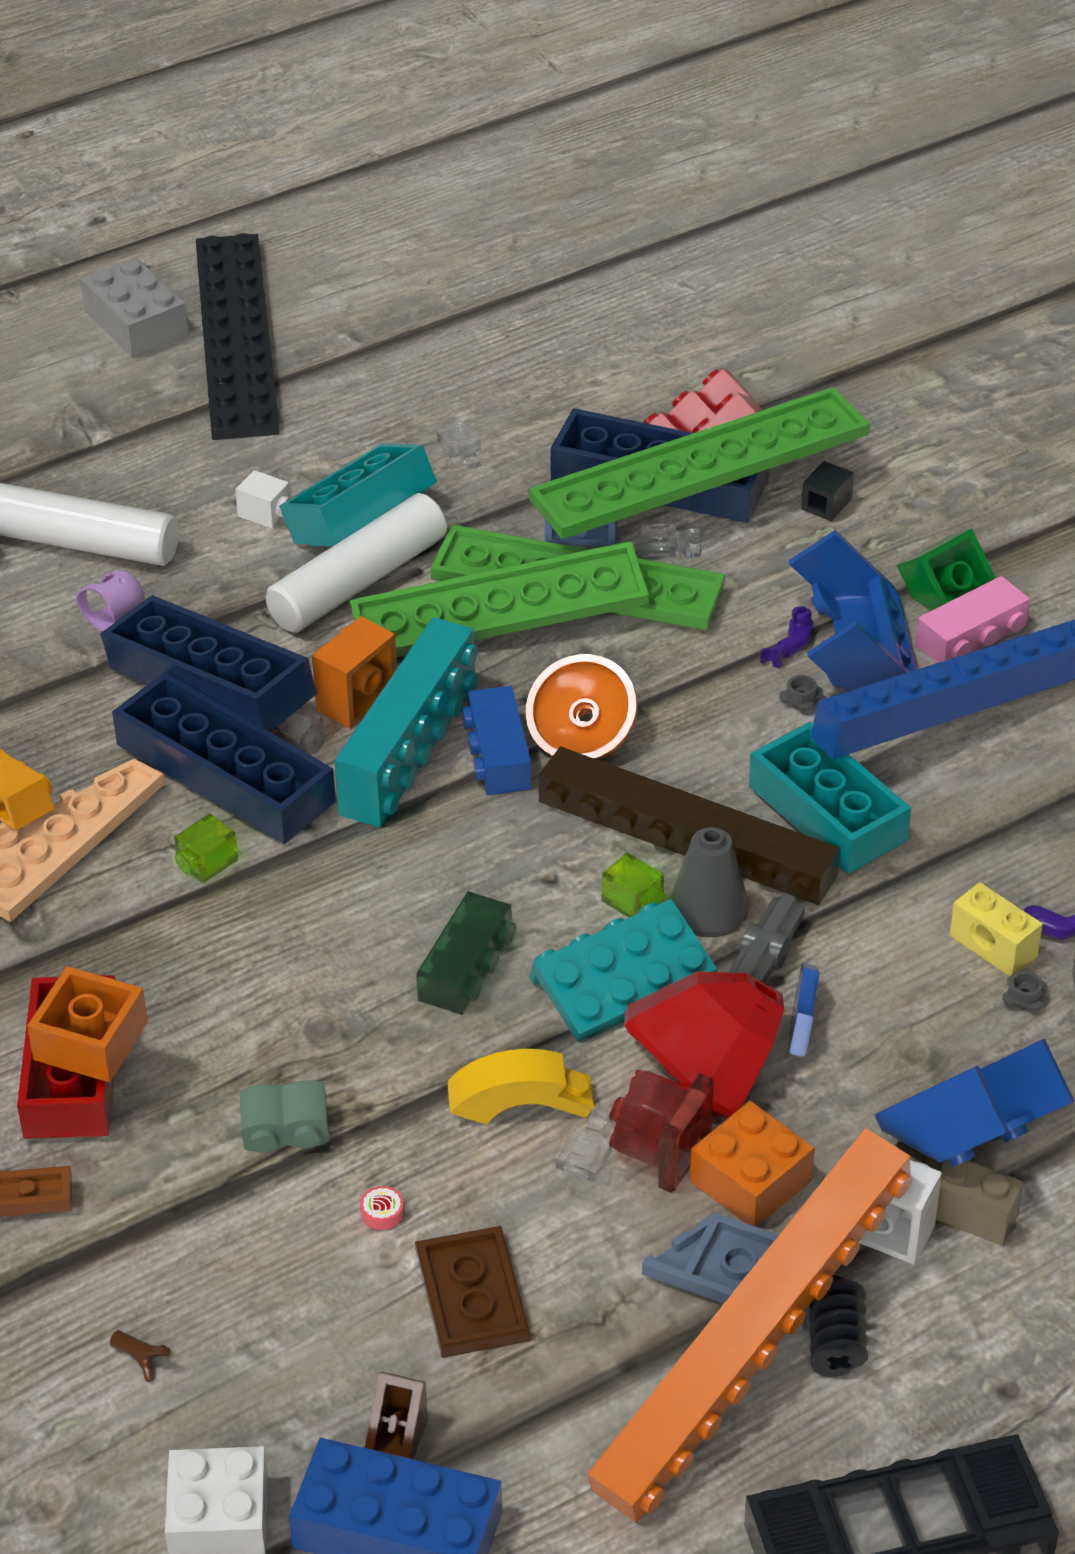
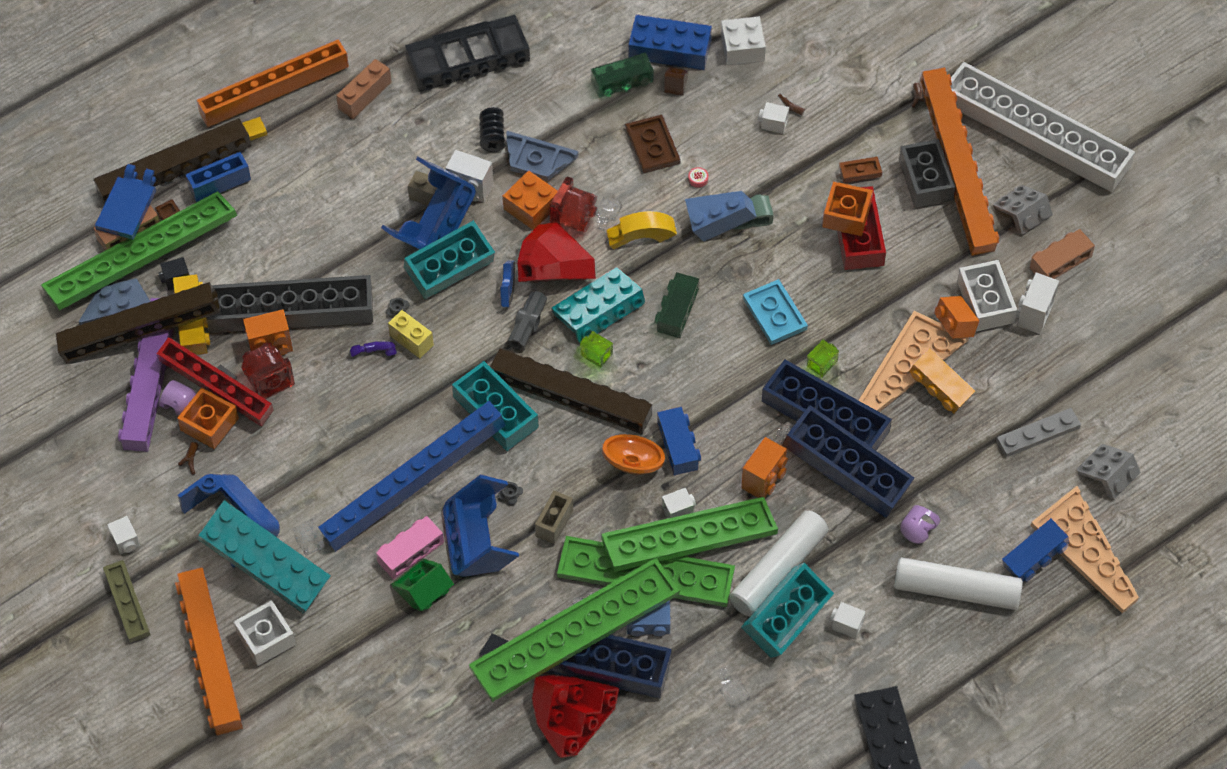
camera: 175 degrees right, 15 degrees up
(186, 1313) = (774, 117): none -> white brick
(277, 934) = (775, 312): none -> medium azure plate
(355, 1081) = (719, 213): none -> medium blue wedge
(406, 722) = (728, 436): teal brick -> none
(511, 652) = (678, 503): none -> white brick
(526, 1439) = (622, 75): none -> clear green brick
(711, 885) = (557, 345): dark grey cone -> none
(726, 635) = (554, 517): none -> dark tan brick
(750, 1326) = (526, 107): orange brick -> none
(797, 639) = (512, 535): dark purple arm -> none
(925, 1040) = (449, 259): none -> teal brick

